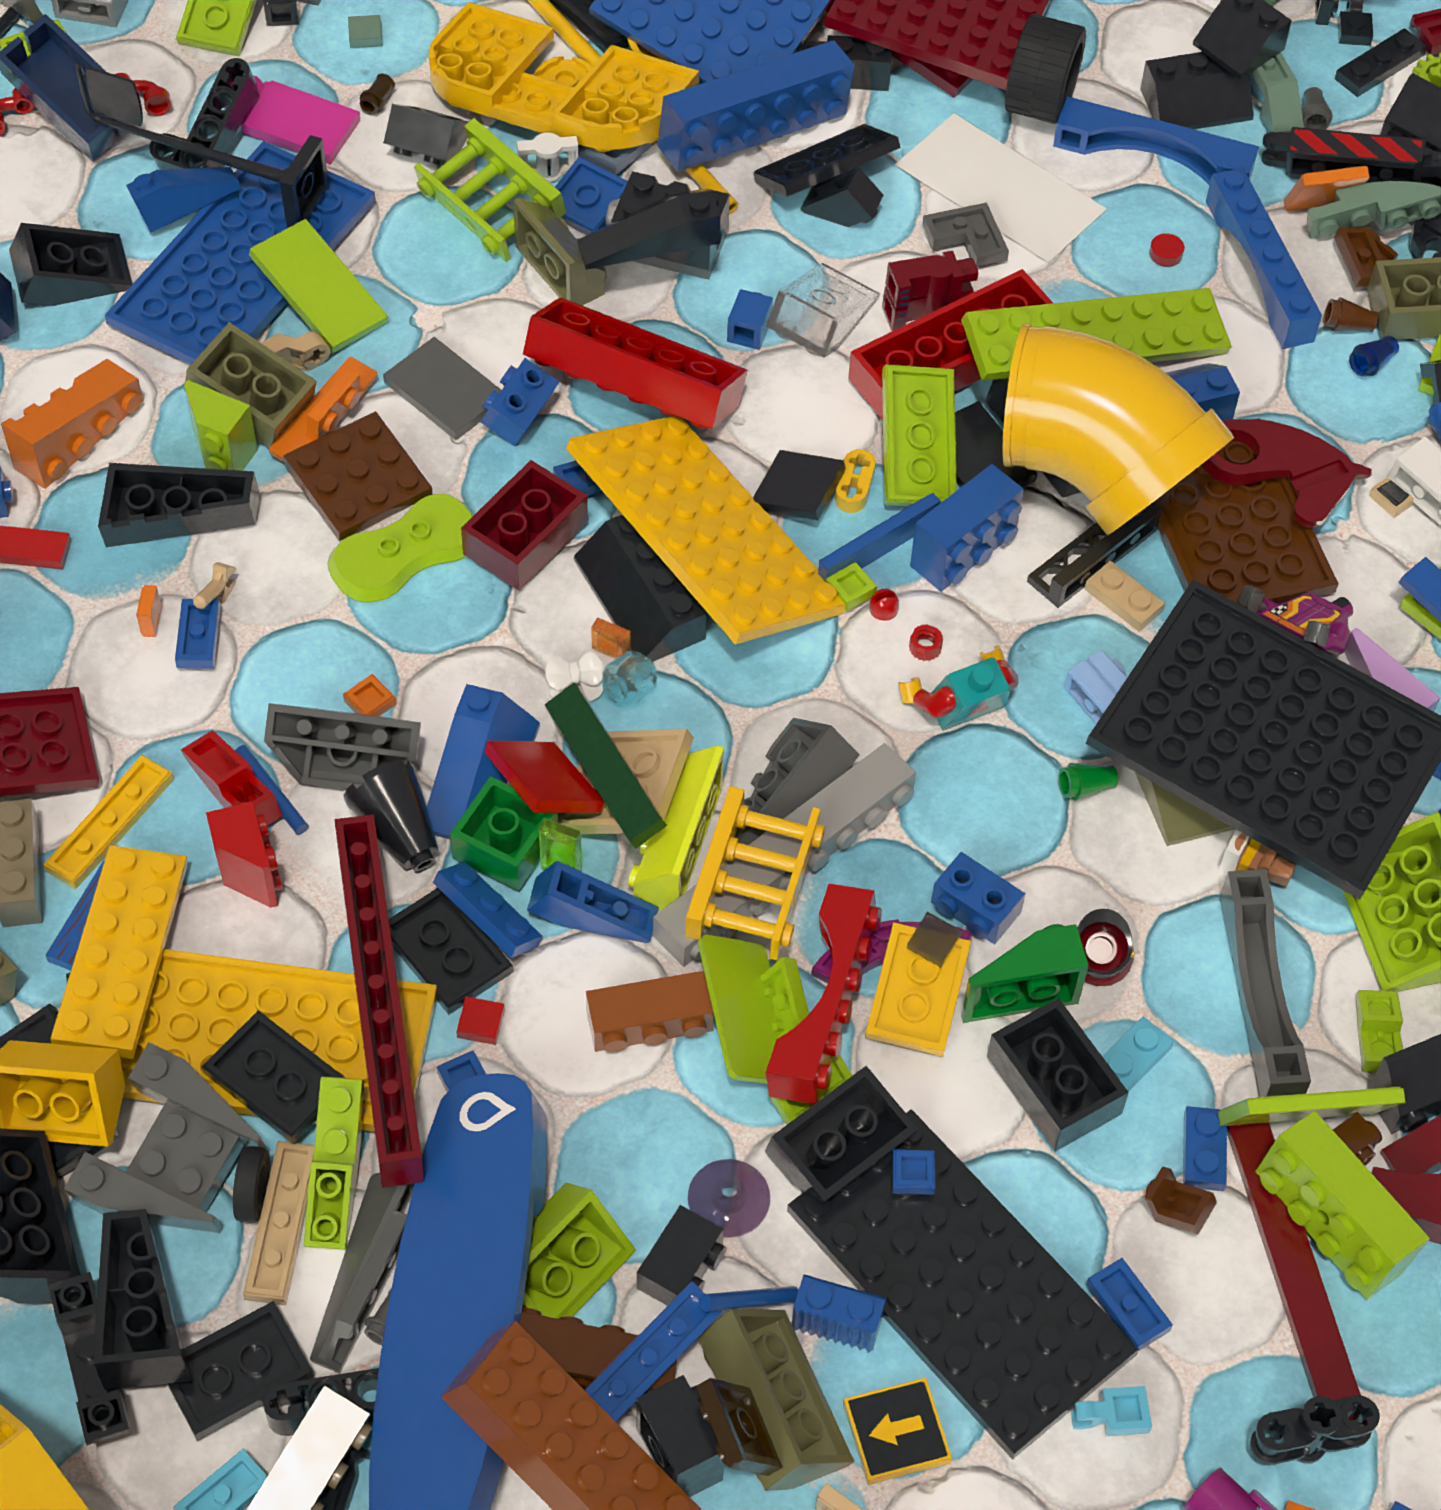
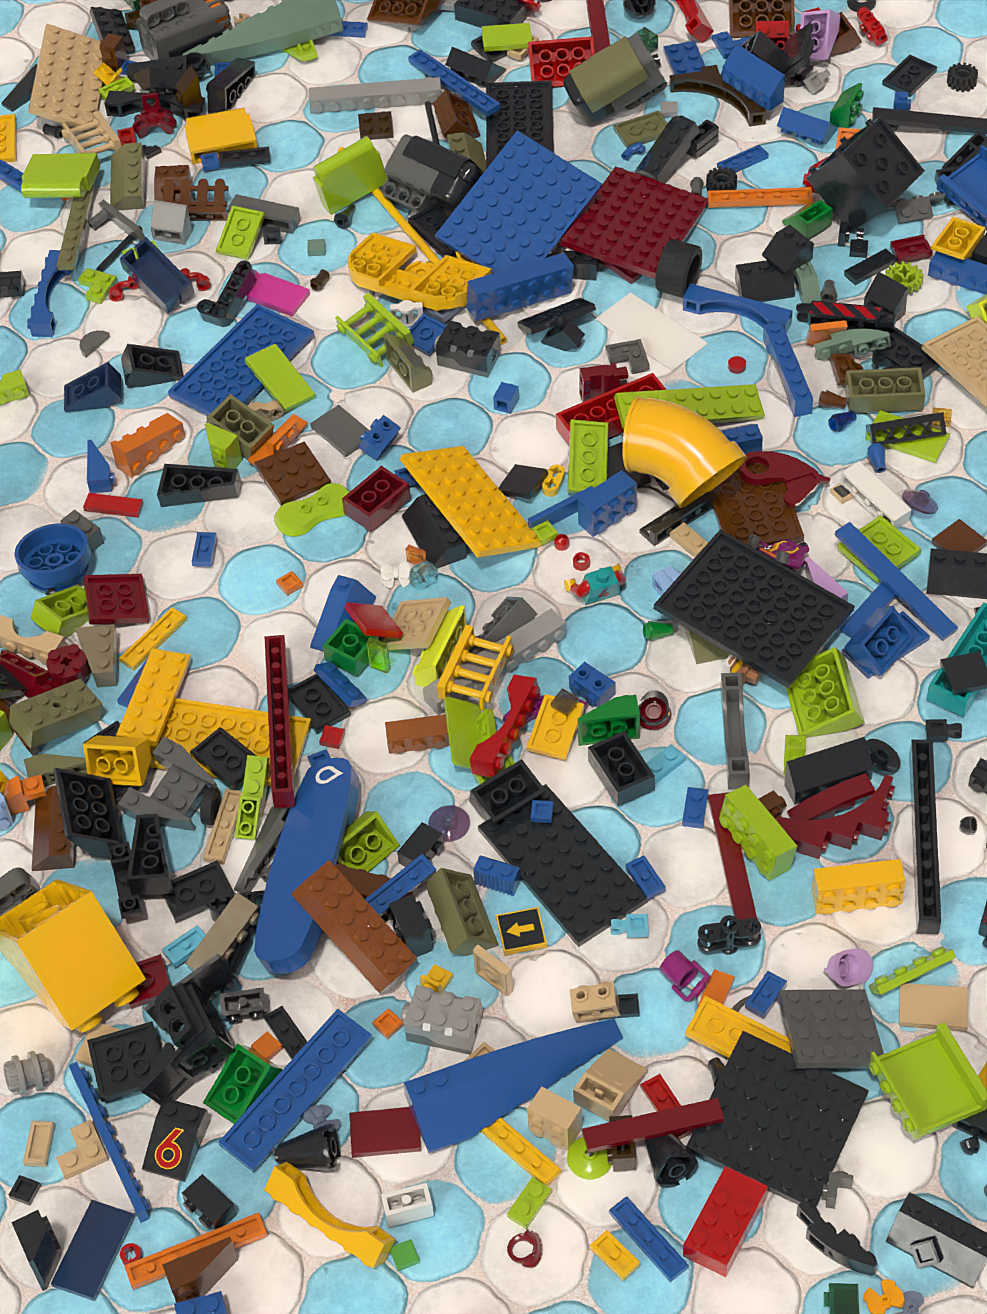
camera: 10 degrees right, 5 degrees down
(149, 610) = (180, 537): orange tile -> none
(174, 193) = (207, 330): blue slope -> none
(218, 587) = (216, 526): tan bar -> none
(229, 776) = (216, 621): red slope -> none
(245, 852) = (219, 653): red slope -> none
(288, 811) = (235, 625): blue bar -> none
(300, 184) = (273, 325): black piece -> none
(337, 746) = (272, 604): dark grey wedge -> none
(399, 812) = (298, 635): black cone -> none
(425, 132) = (342, 299): black slope -> none
(590, 904) = (392, 683): blue slope -> none
(605, 765) = (405, 615): dark green tile -> none
(634, 363) = (441, 418): red brick -> none
(662, 228) = (461, 349): black wedge -> none
(738, 1427) = (437, 918): dark brown plate -> none
(748, 1298) = (453, 865): blue bar -> none
(820, 309) = (544, 393): clear slope -> none
(1178, 1203) = (675, 831): reddish brown bracket -> none
(1300, 1105) = (758, 784): lime tile -> none

